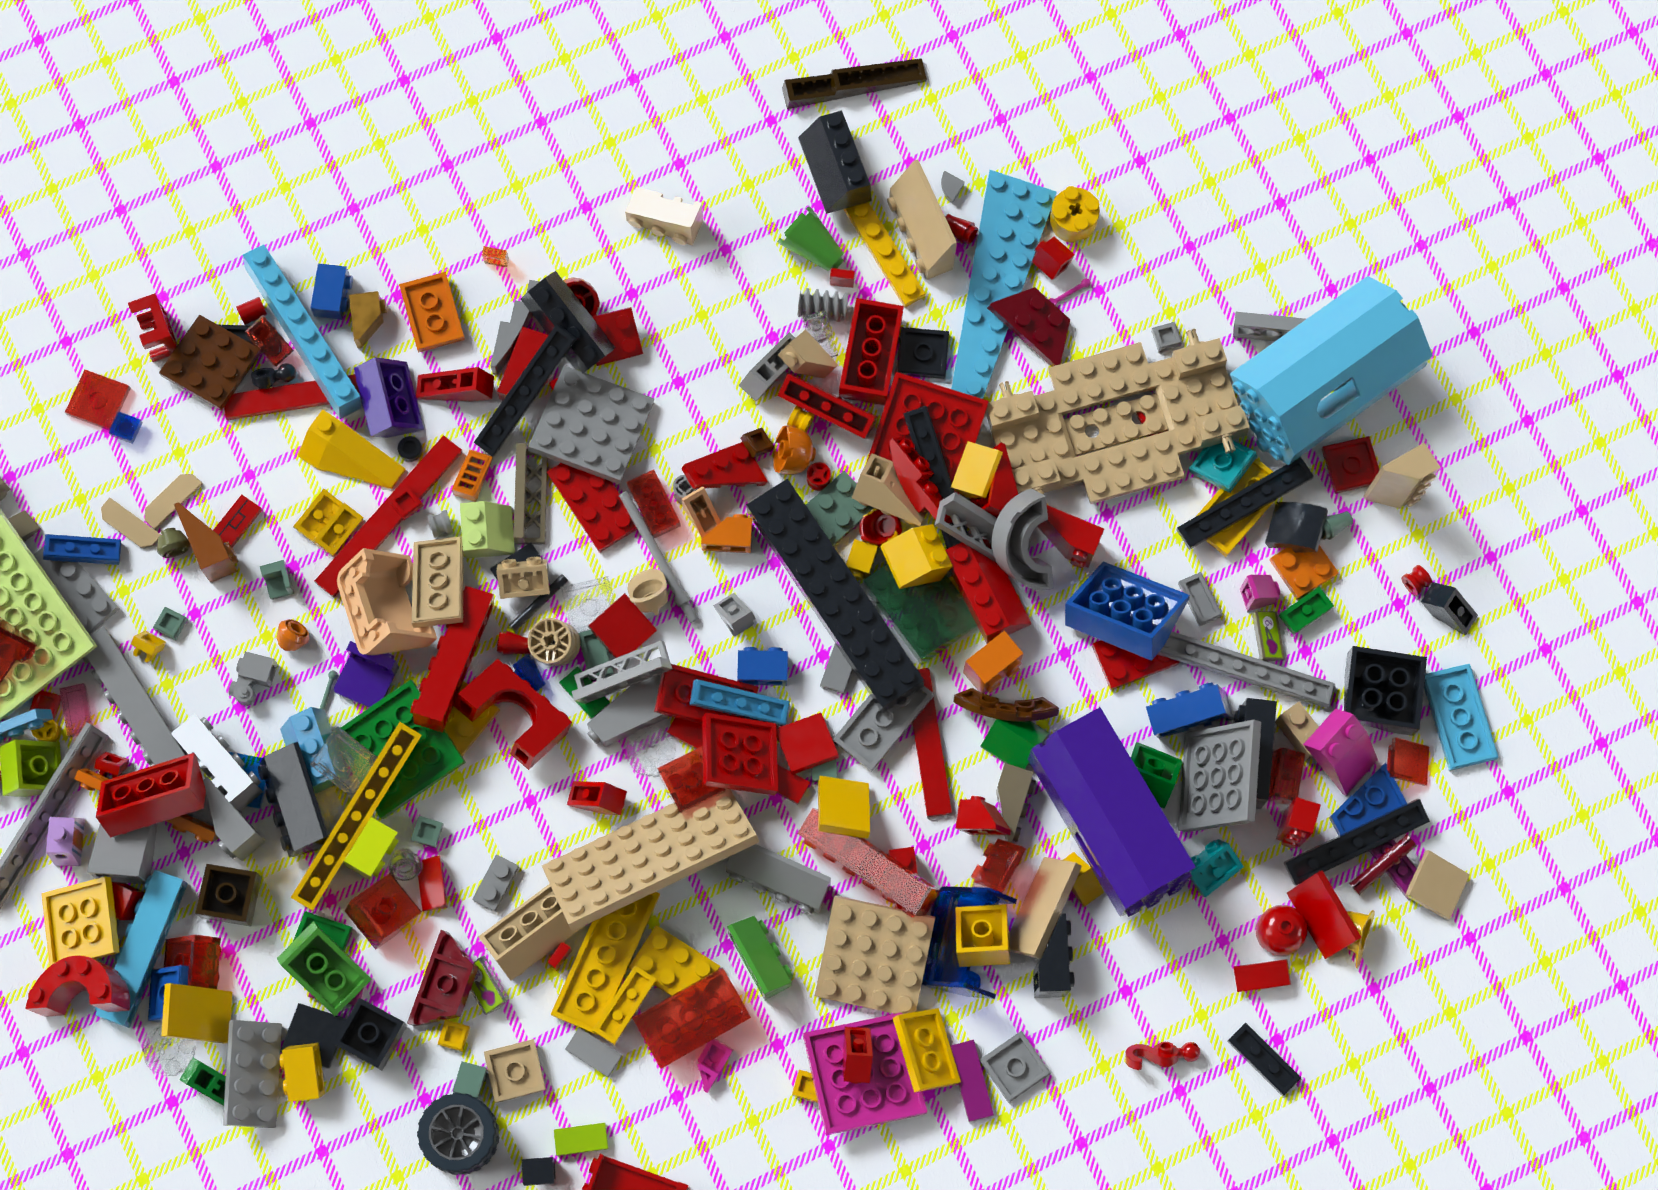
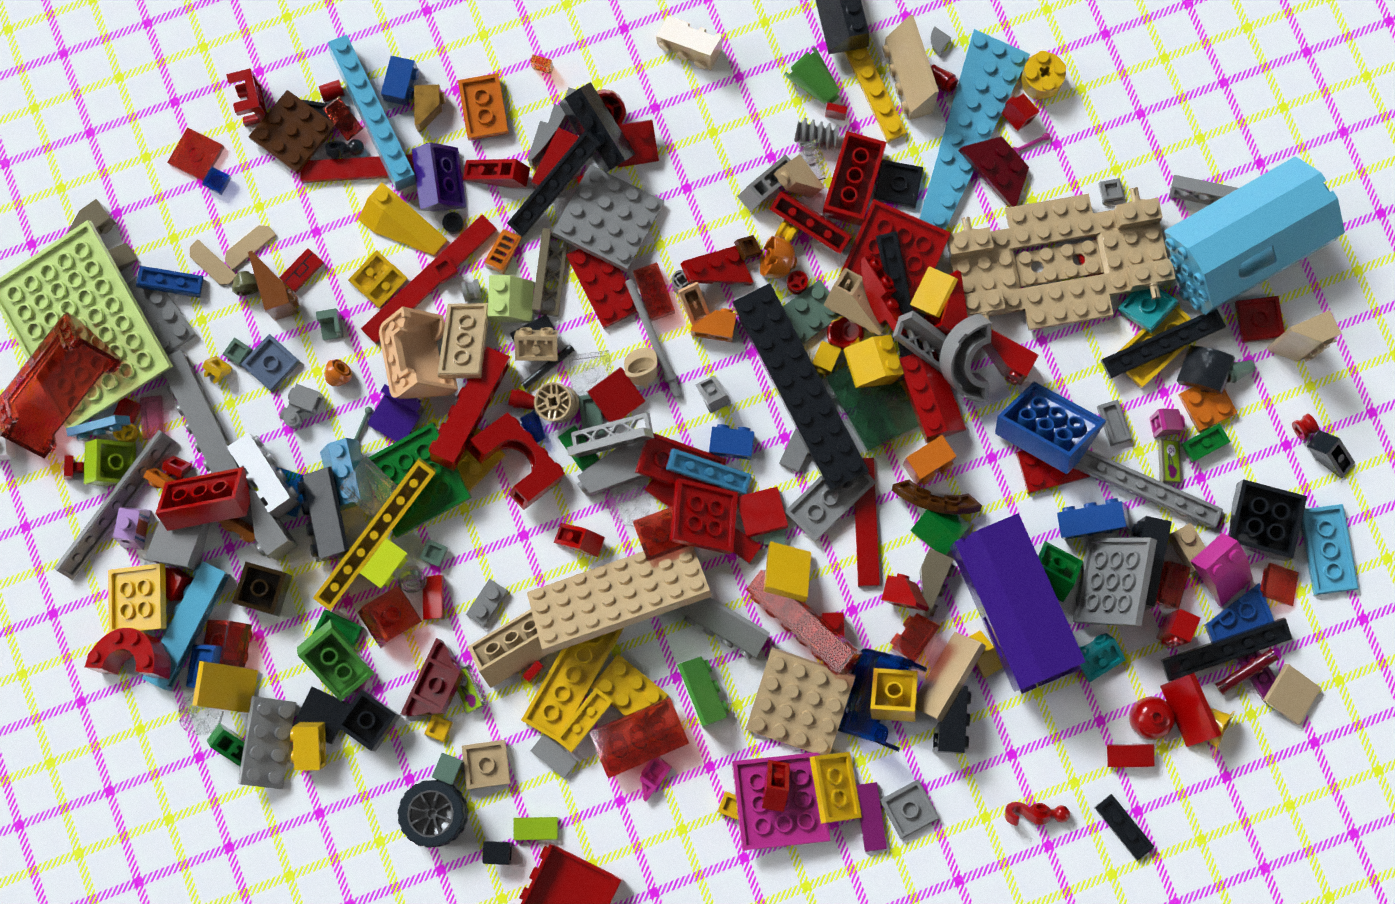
camera: 15 degrees right, 5 degrees up
(211, 632) = (270, 363): none -> sand blue tile

